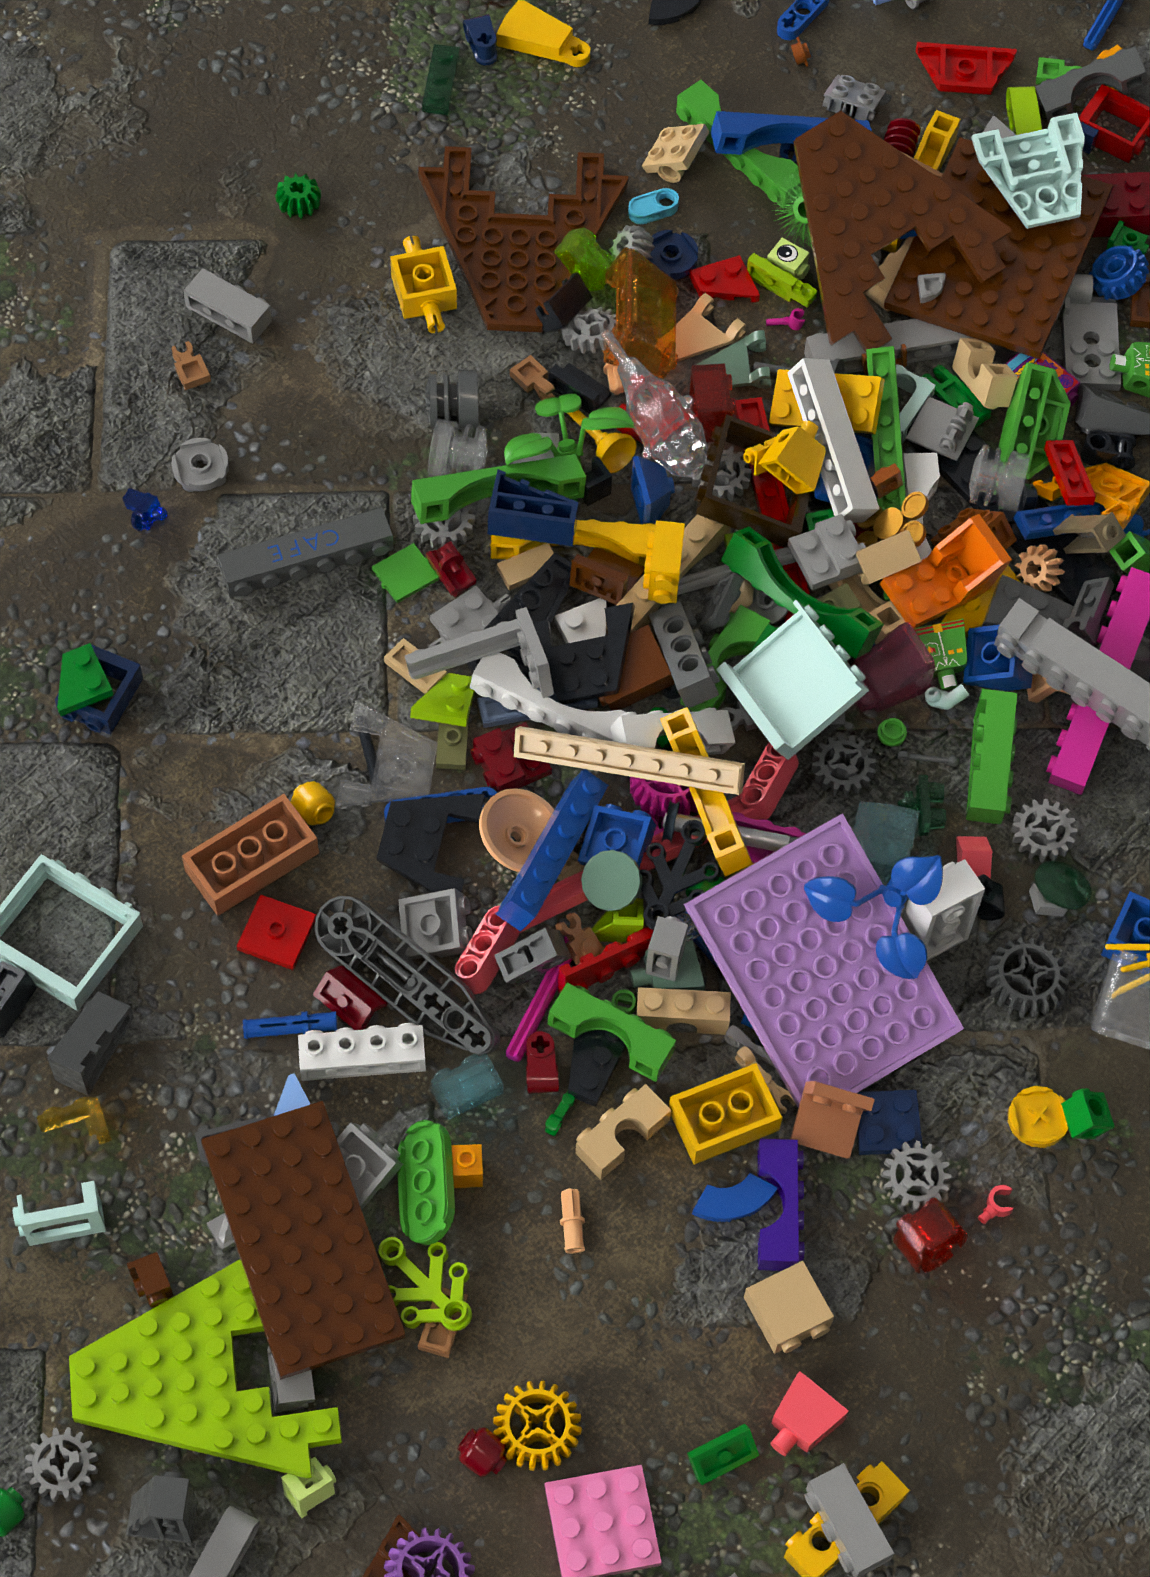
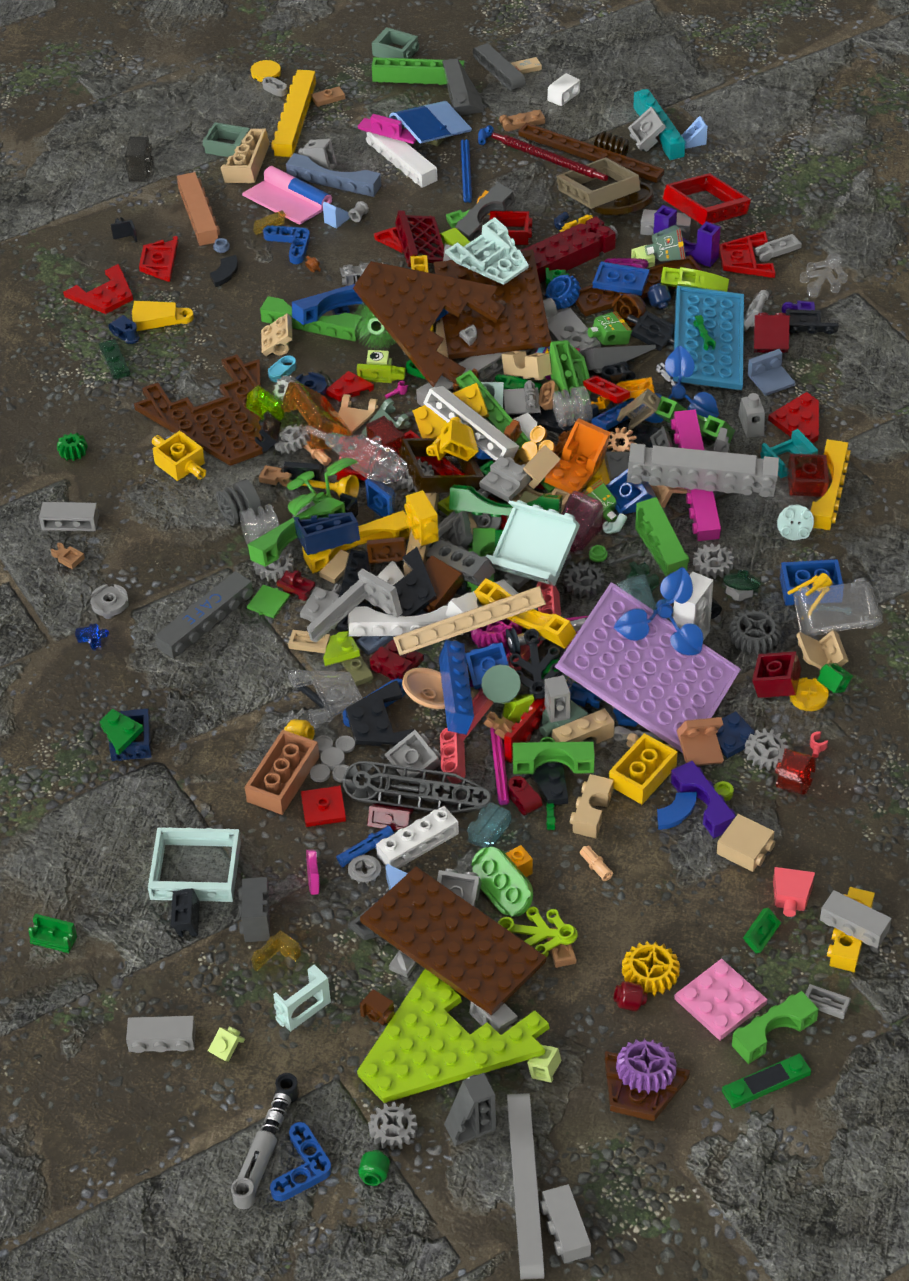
camera: 25 degrees left, 15 degrees down
(197, 1027) = (312, 871): none -> dark pink tile
(262, 1047) = (371, 864): none -> light grey gear
(334, 863) = (332, 758): none -> light grey piece
(532, 956) = (482, 743): dark grey brick -> none
(817, 1205) = (725, 789): none -> lime tile
(956, 72) = (409, 239): none -> dark red fence
(987, 432) = (546, 393): none -> medium nougat plate
(1006, 1067) = (776, 674): none -> dark red brick
(1097, 1063) = (822, 652): none -> tan bracket

